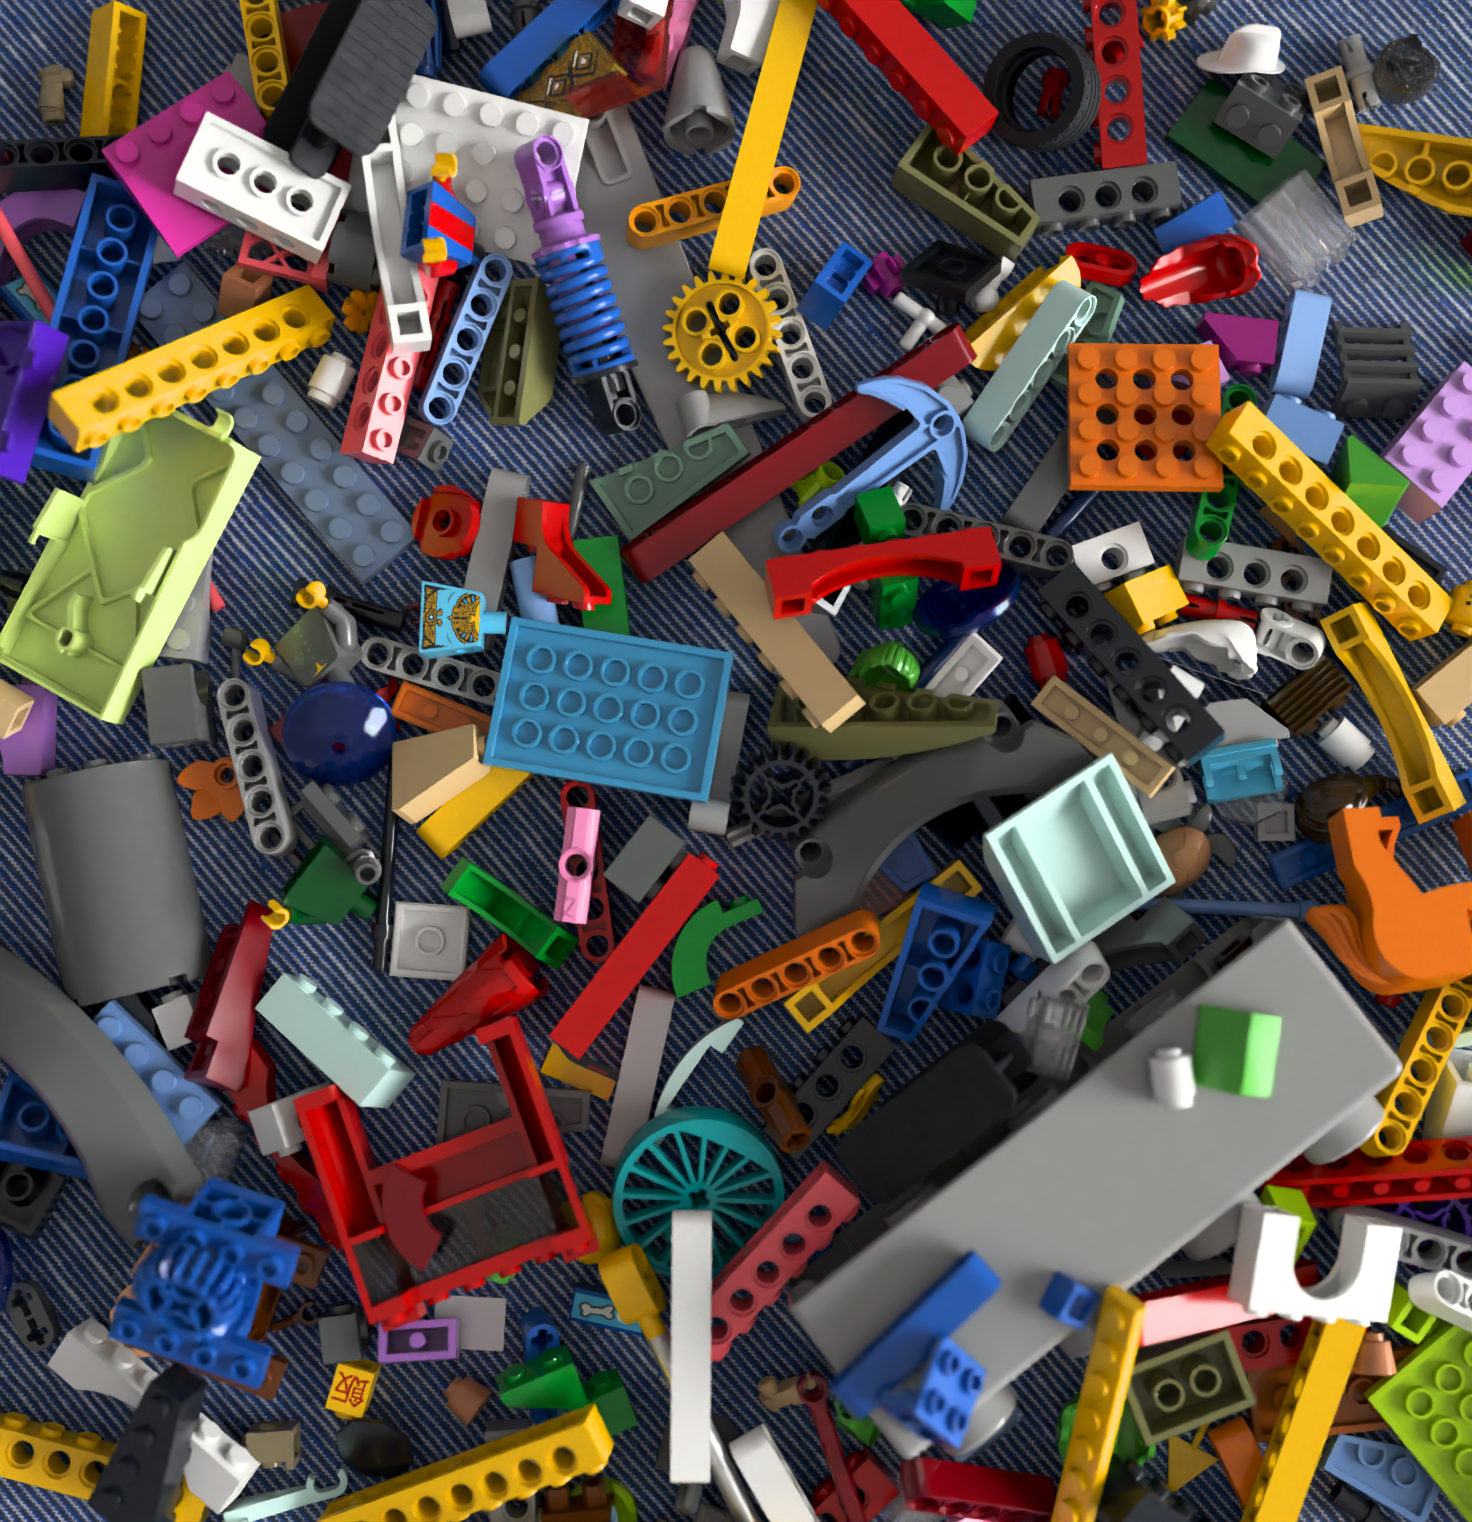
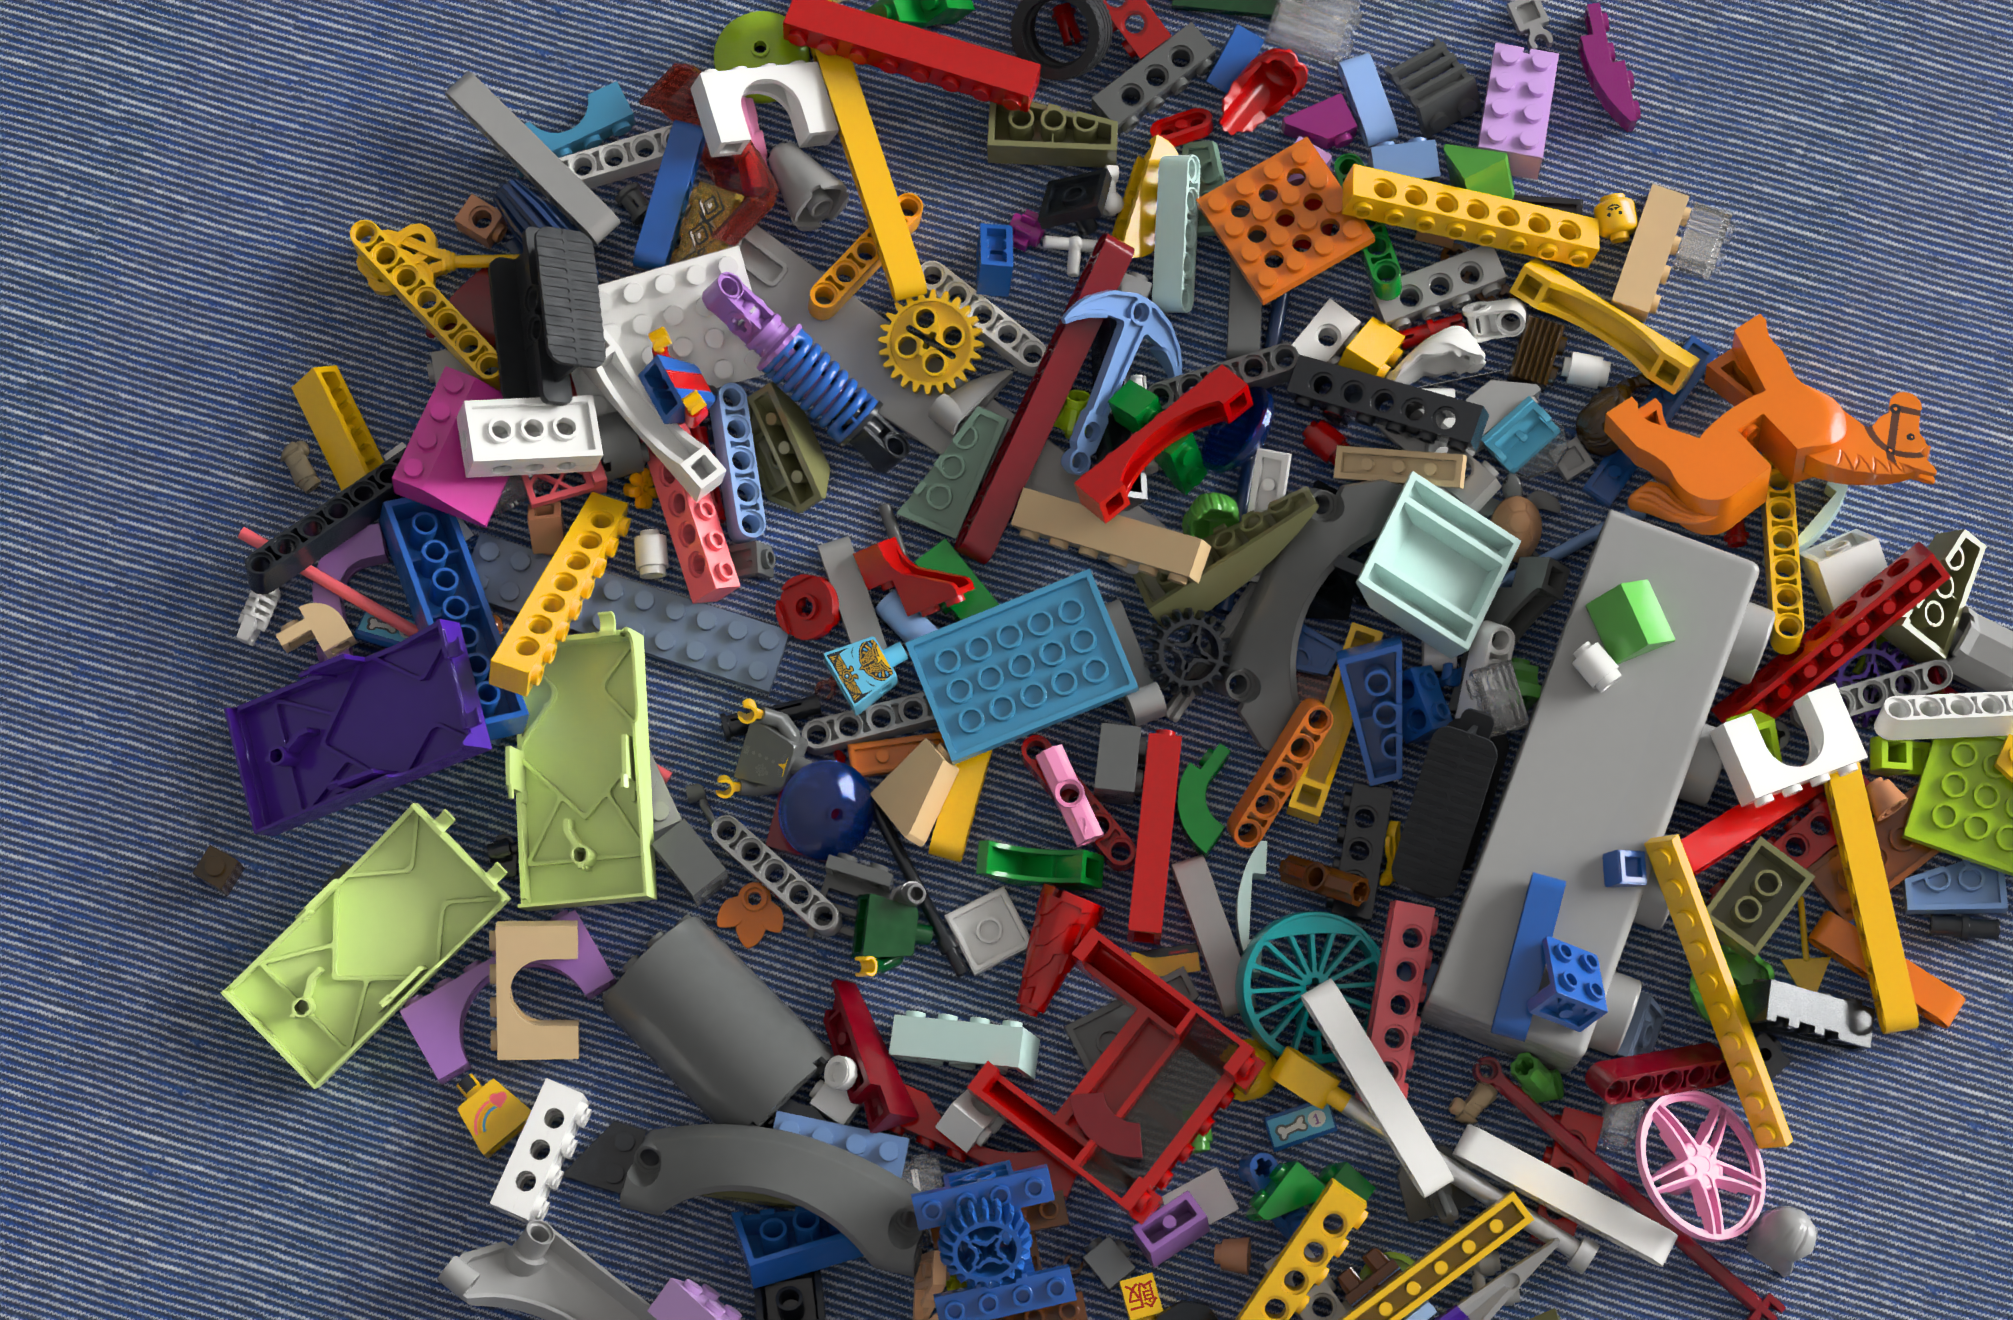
camera: 30 degrees left, 10 degrees down
(192, 1002) = (840, 1073): none -> white tile

